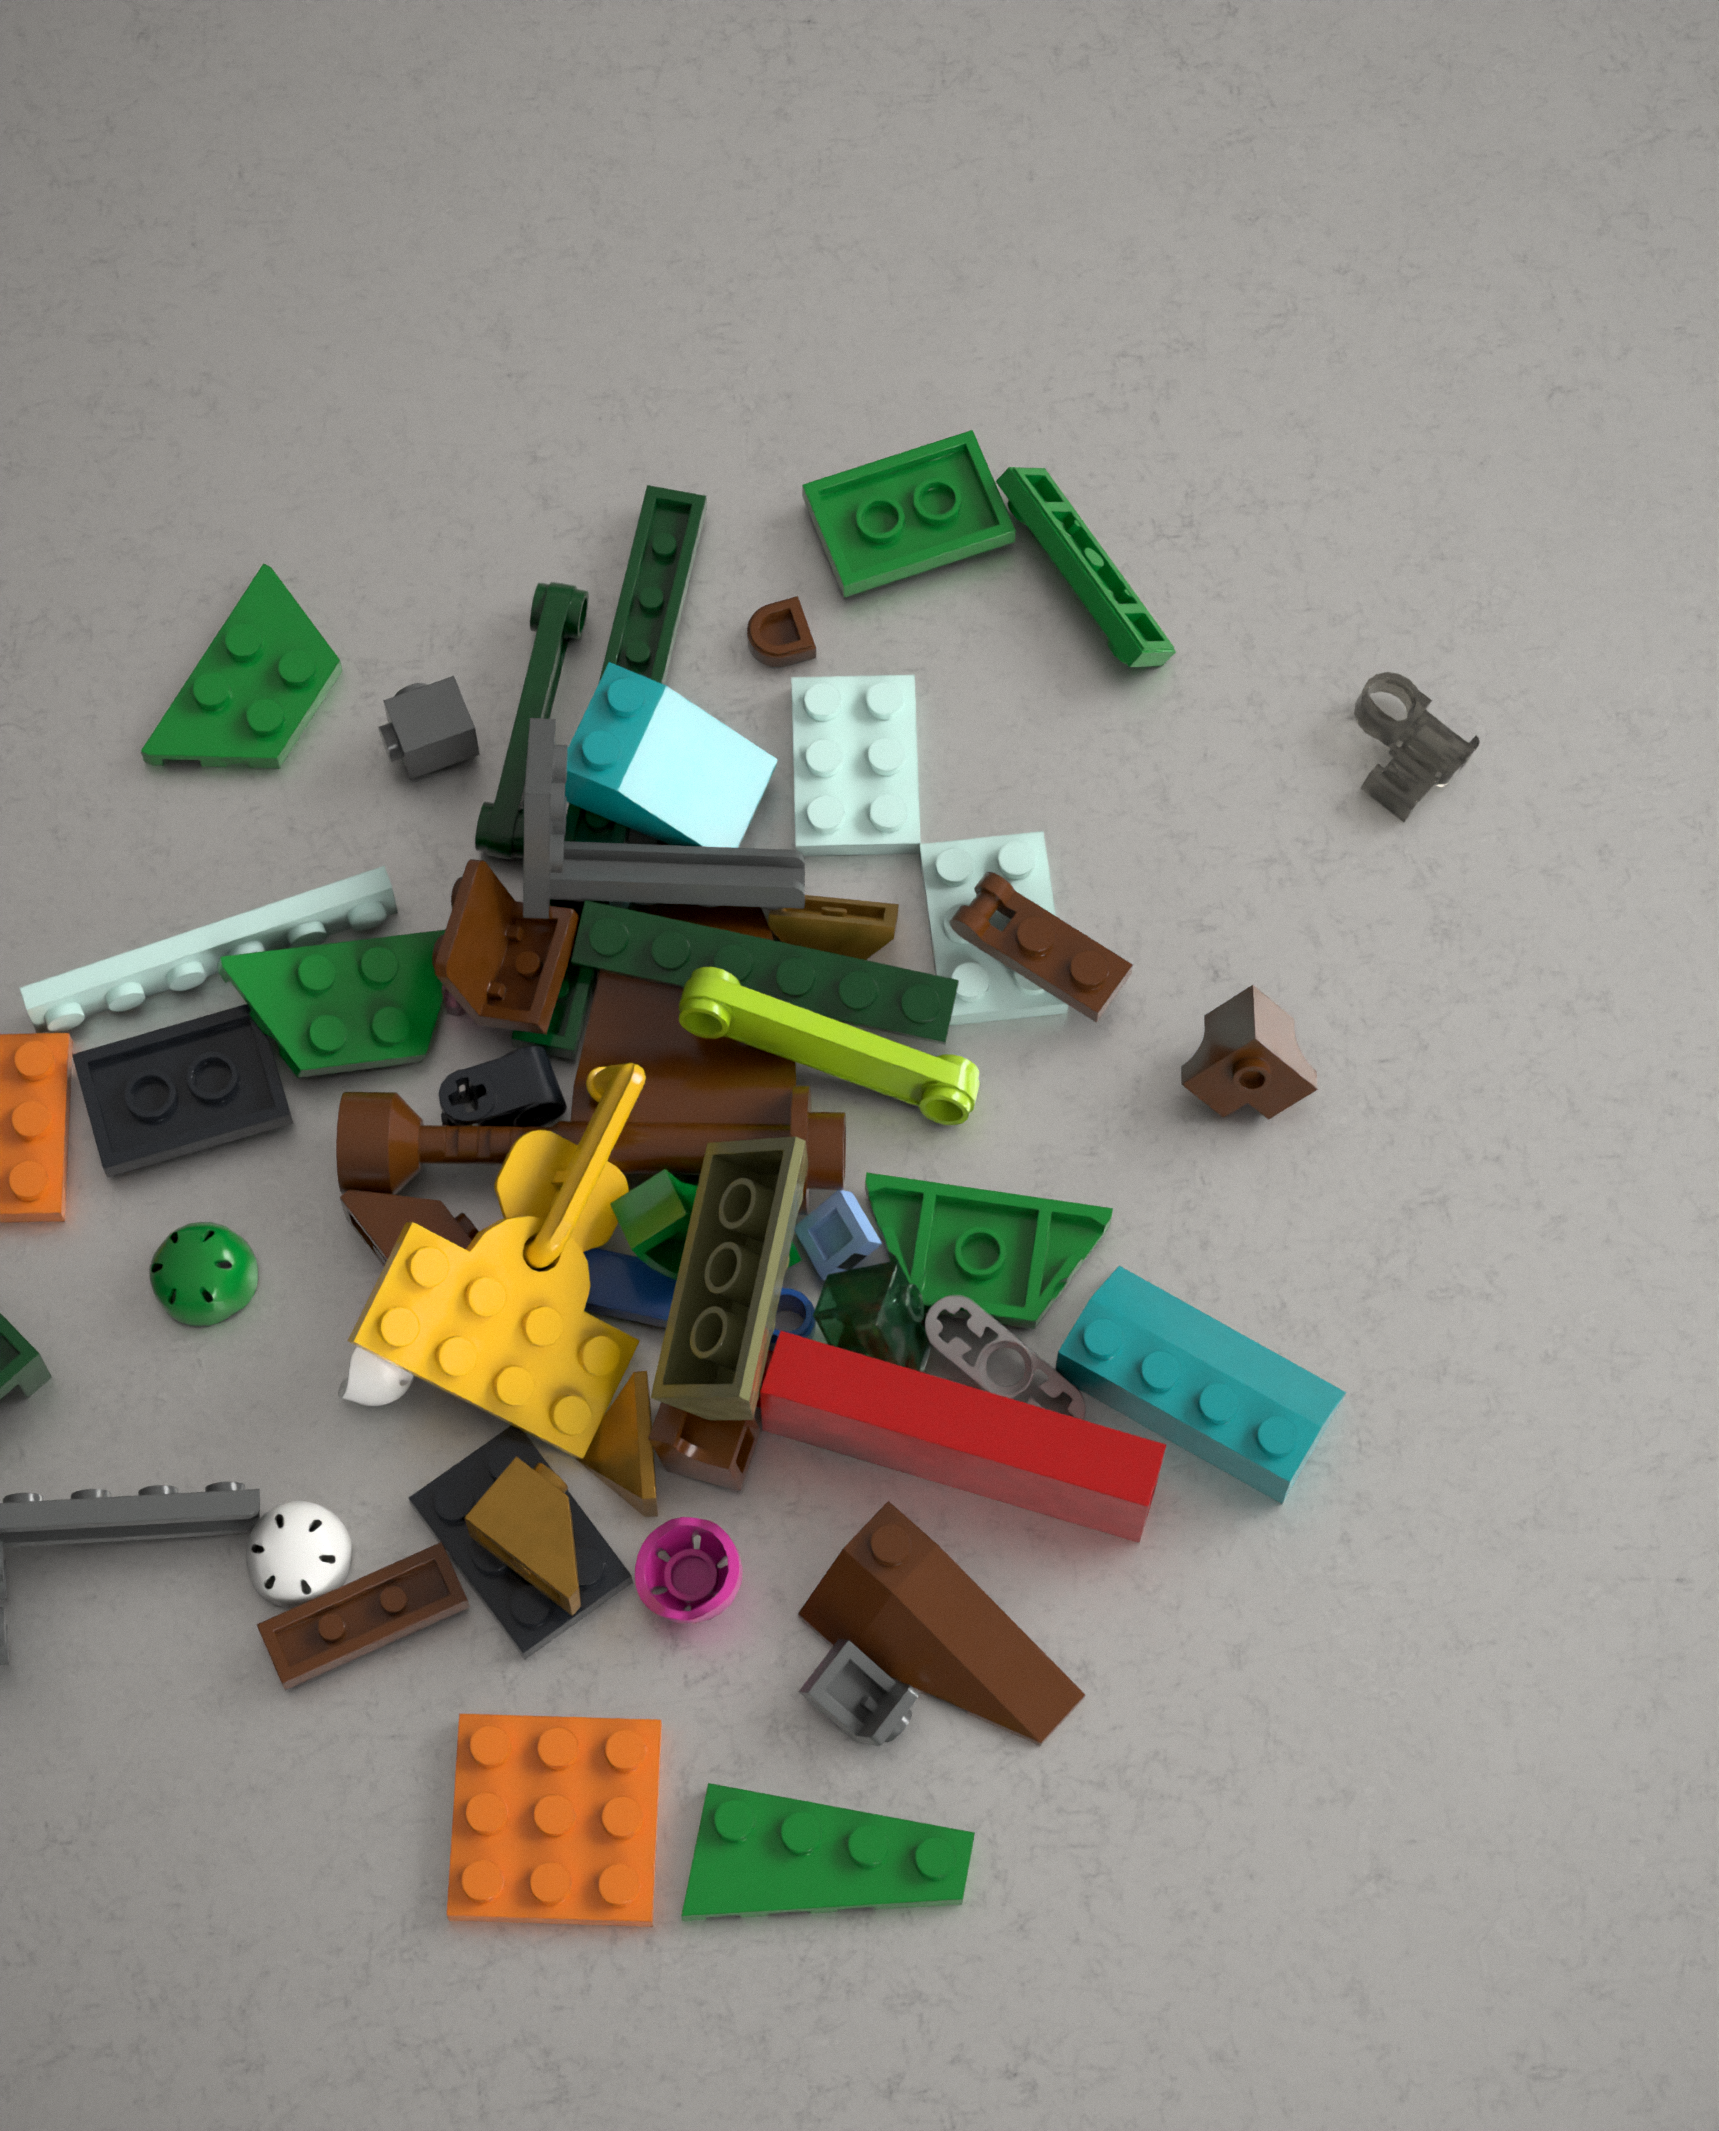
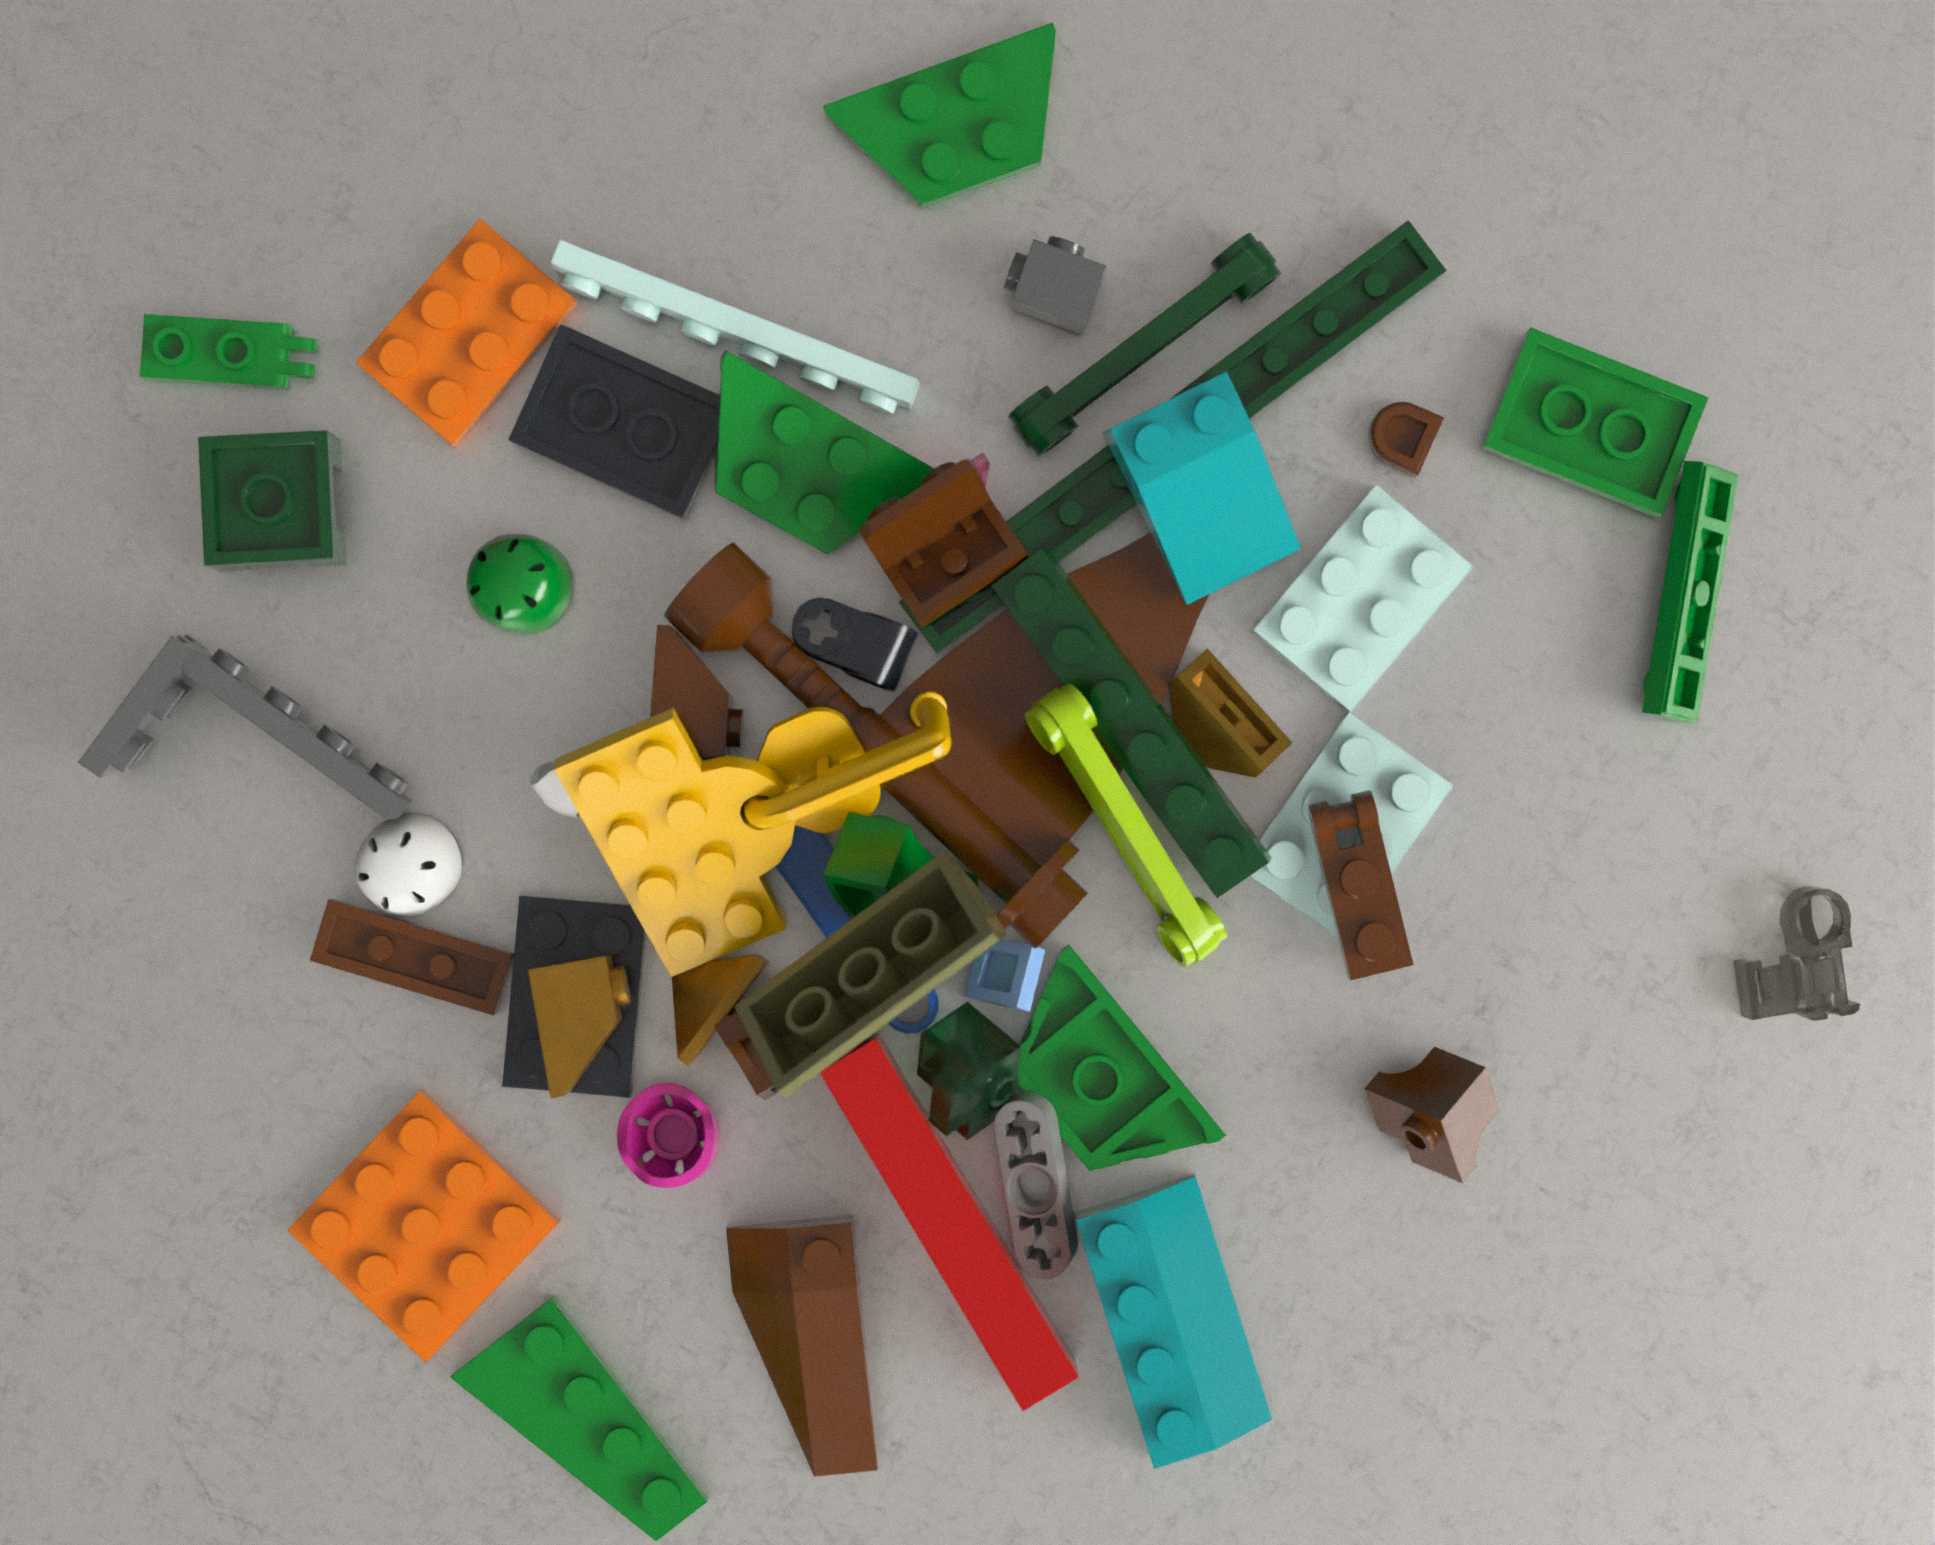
camera: 40 degrees right, 20 degrees up
(635, 871) = (1108, 558): dark grey bracket -> none
(859, 1695) = (712, 1335): dark grey bracket -> none

